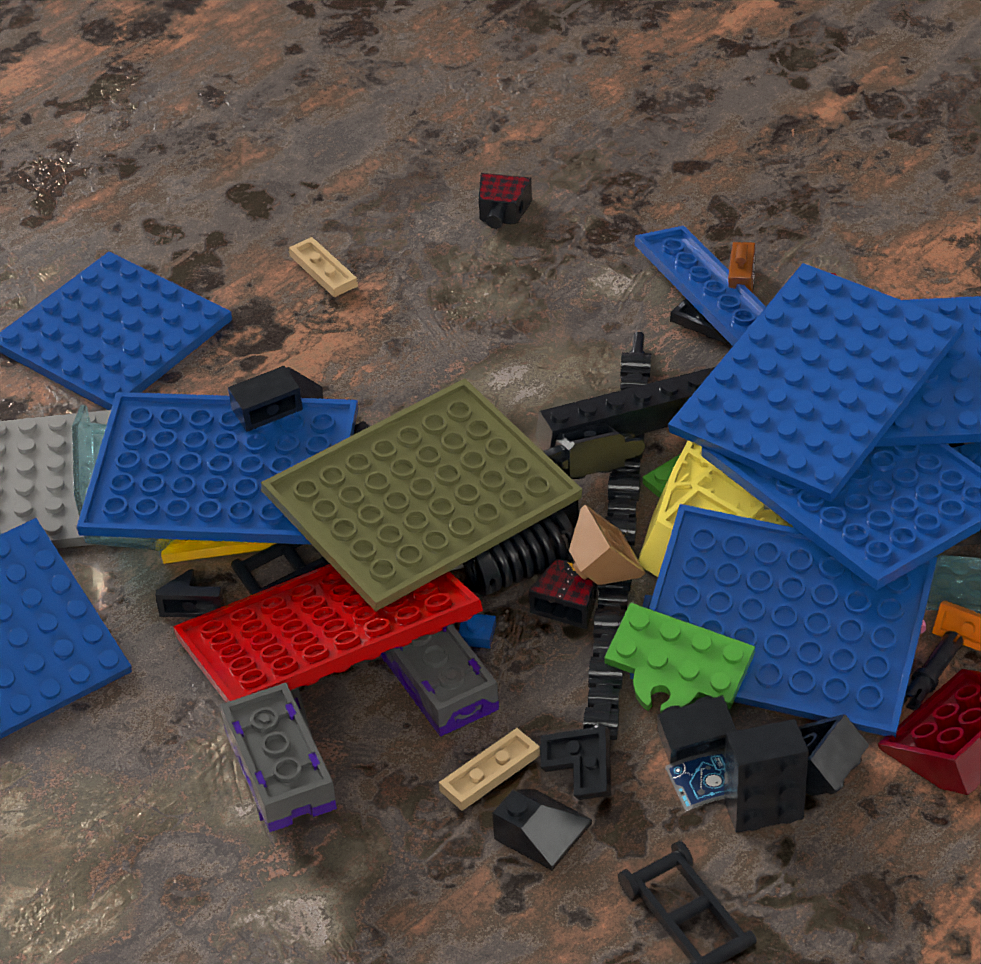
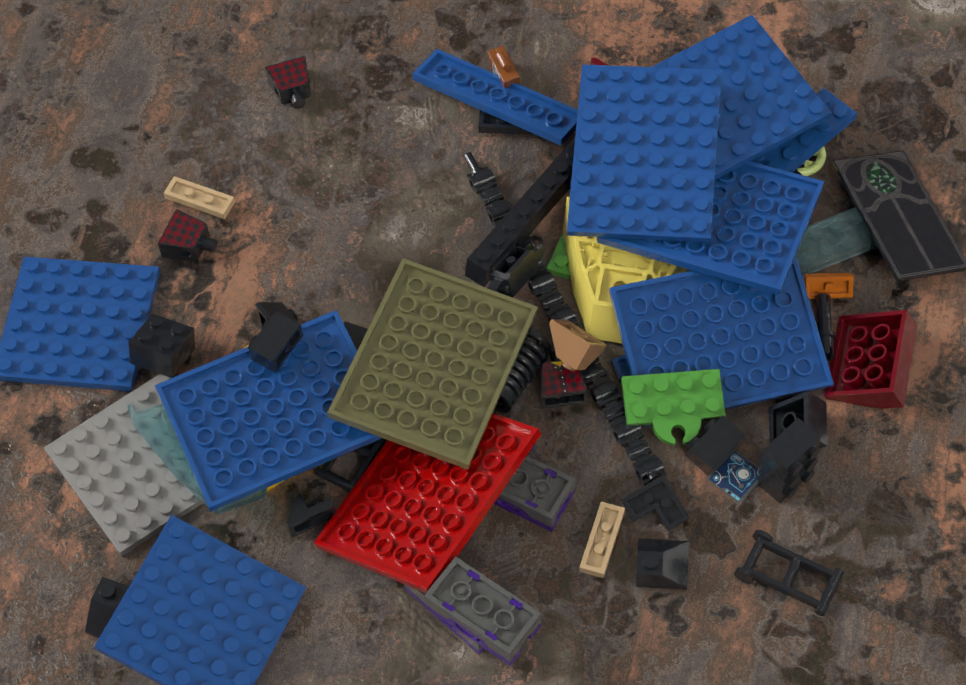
camera: 30 degrees left, 15 degrees up
(169, 371) = (162, 345): none -> black brick
(277, 295) = (186, 238): none -> black torso

